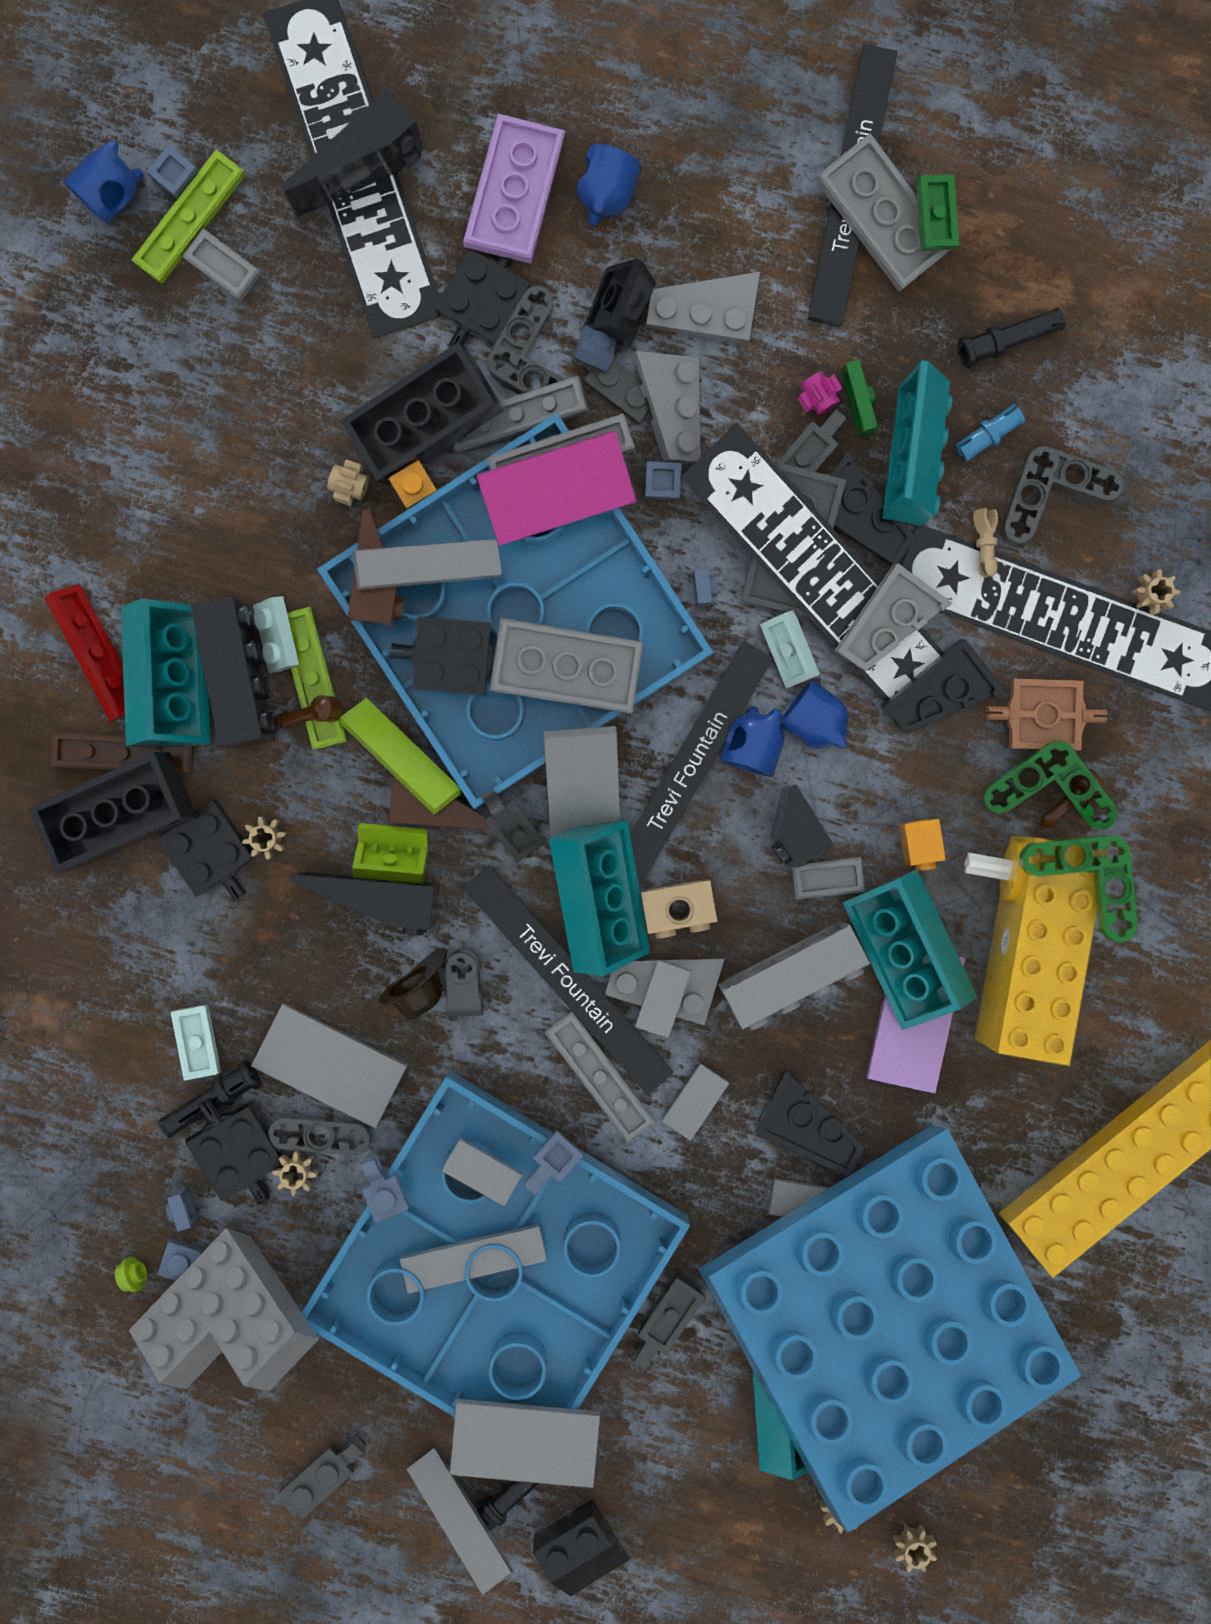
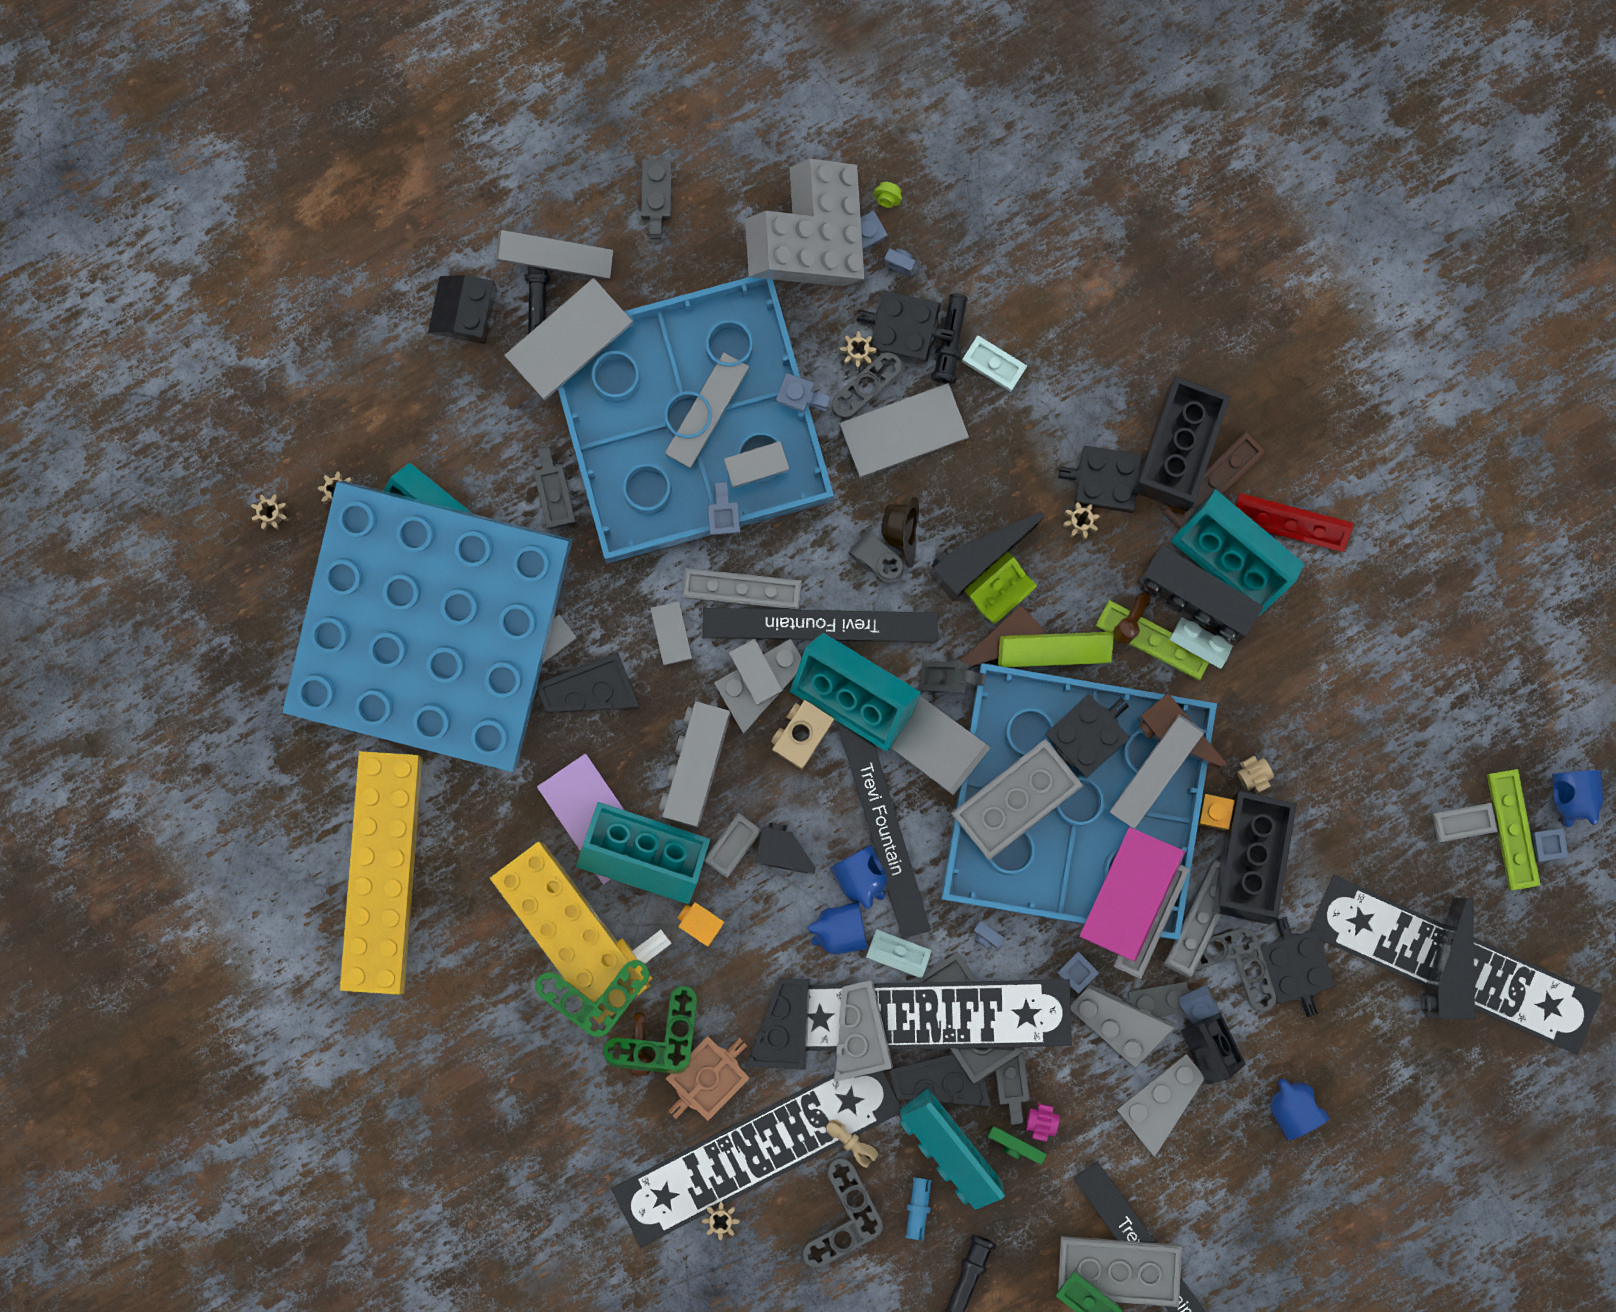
camera: 125 degrees right, 5 degrees down
(514, 188) = (1347, 1049): lavender tile -> none

